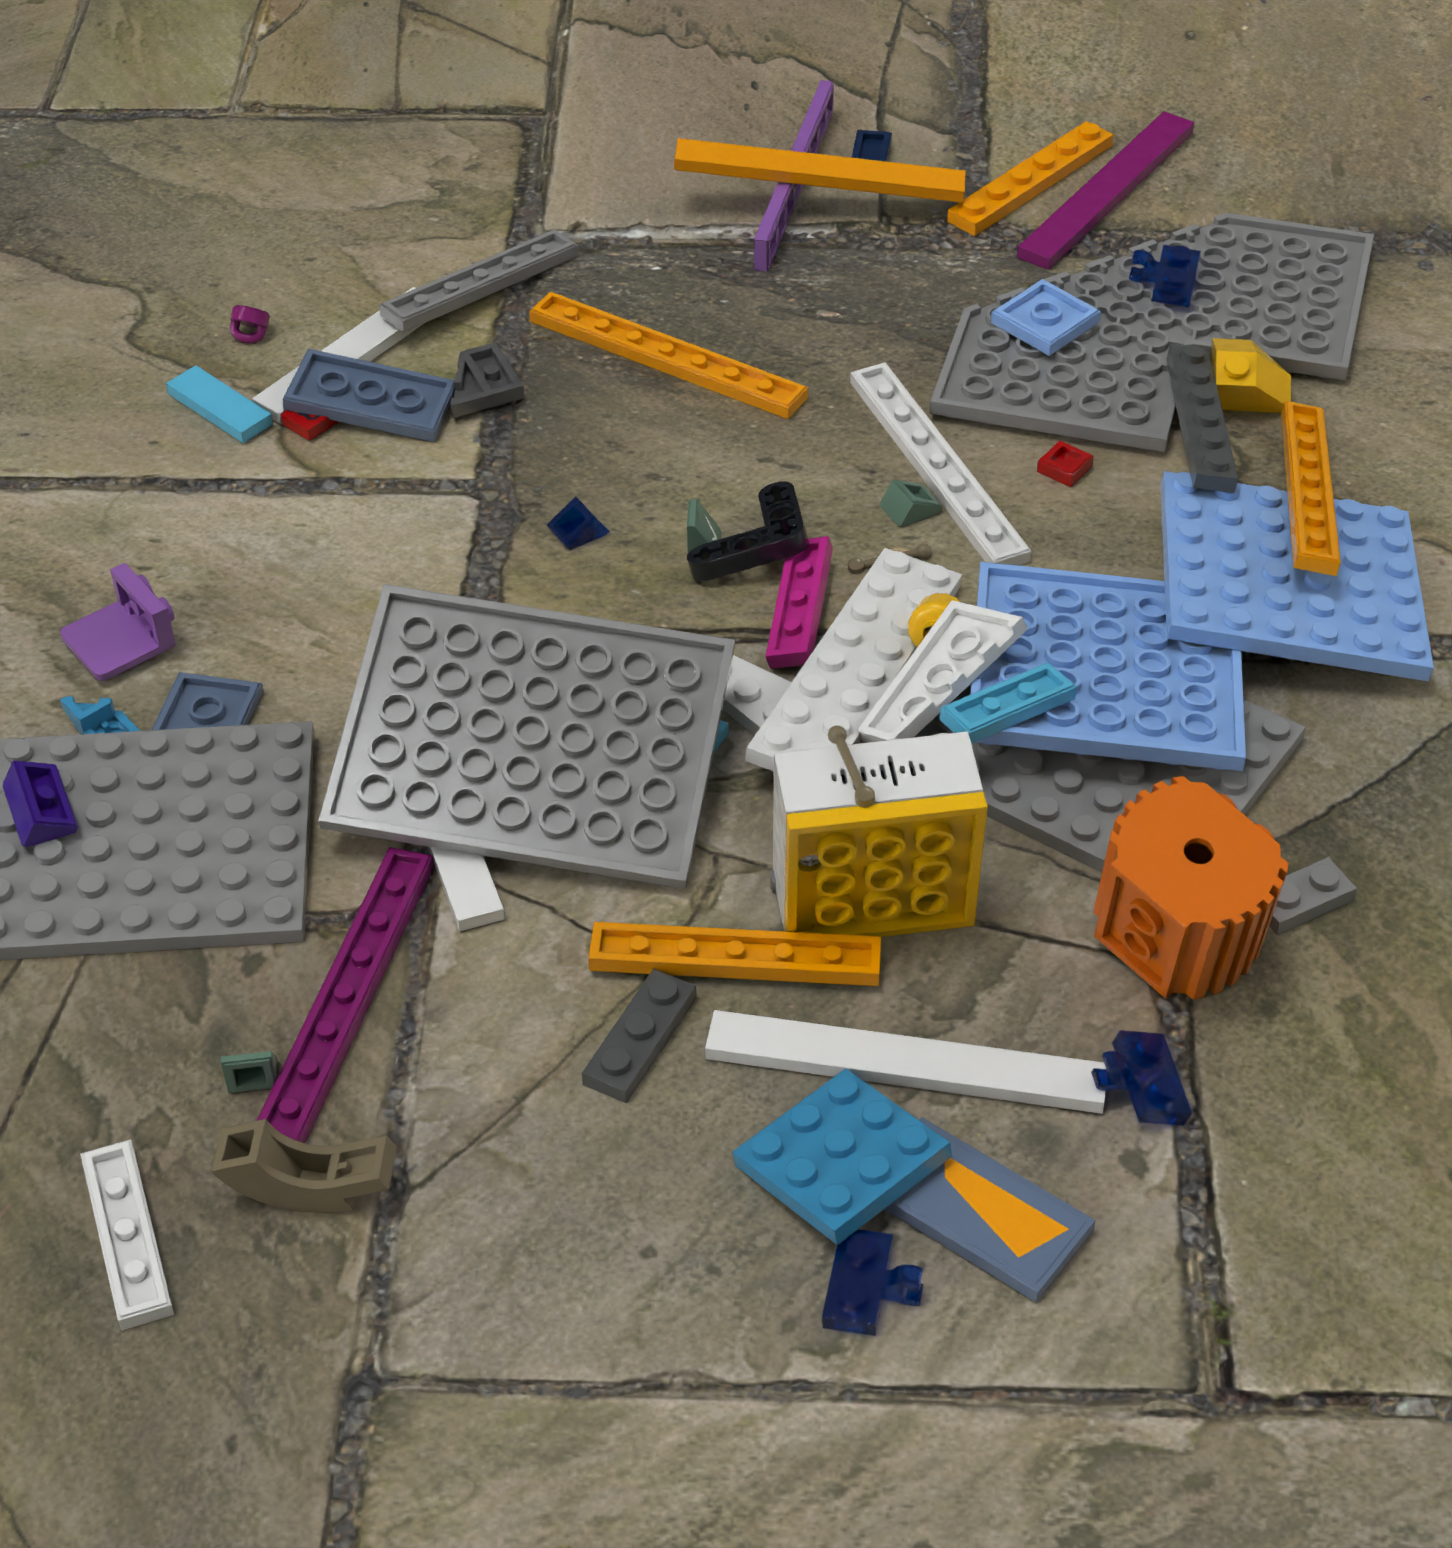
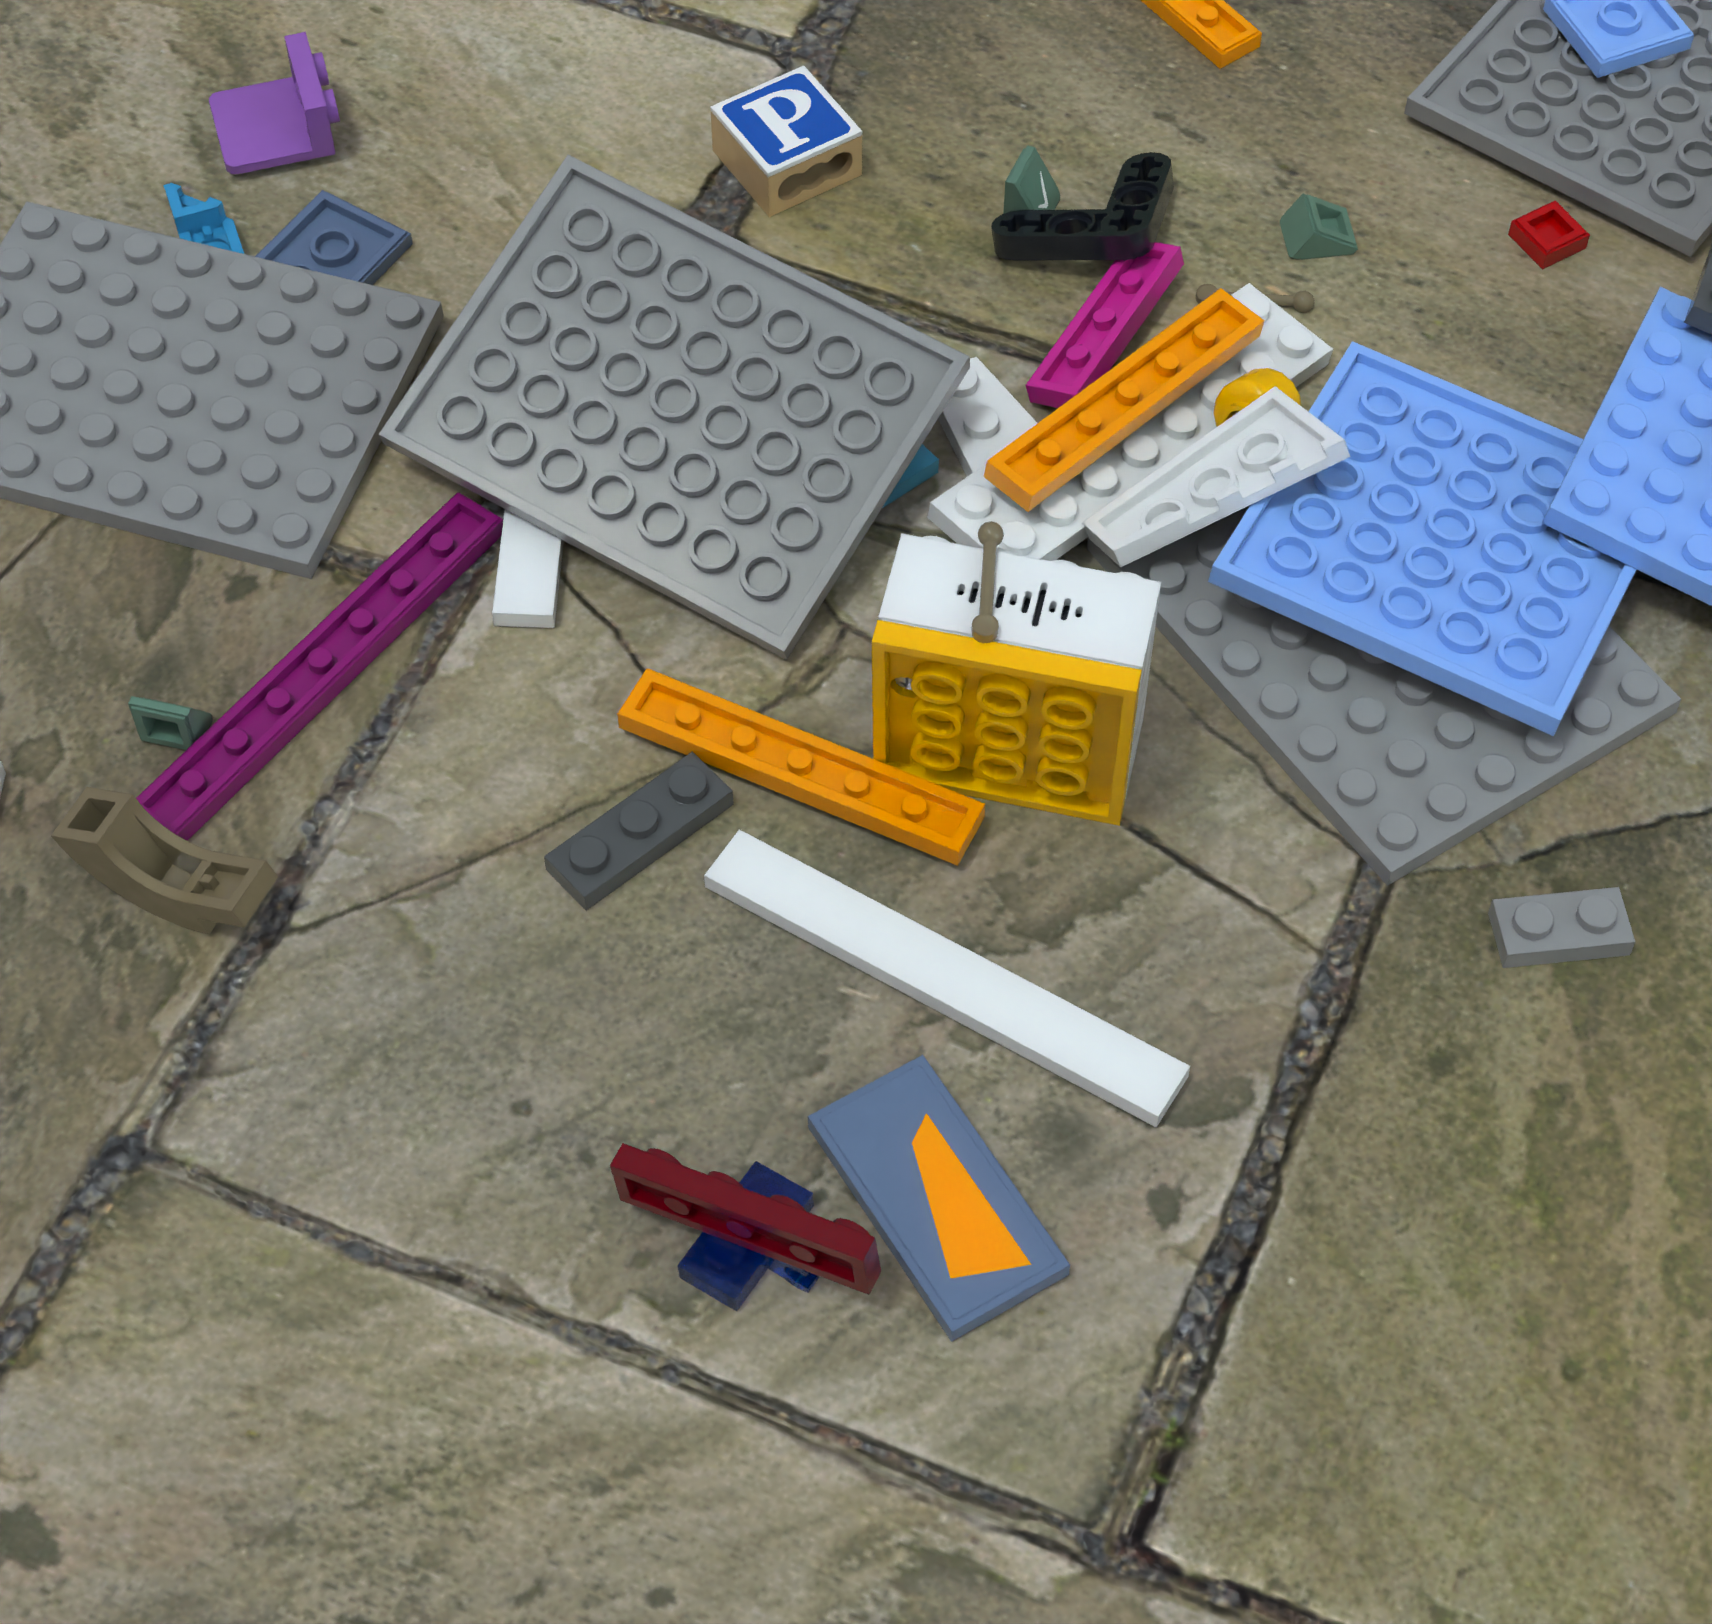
camera: 20 degrees right, 10 degrees up
(38, 802) = (79, 309): dark purple slope -> none
(512, 544) = (786, 140): none -> piece
(577, 525) = (887, 136): clear blue slope -> none
(842, 1155) = (800, 1070): dark azure plate -> none
(847, 642) = (1123, 400): none -> light orange plate
(864, 1260) = (766, 1225): none -> dark red plate
(940, 466) = (1381, 194): white tile -> none
(1008, 702) = (1279, 549): medium azure tile -> none
(1148, 1072) = (1231, 1098): clear blue plate -> none
(1187, 888) = (1374, 924): orange piece -> none

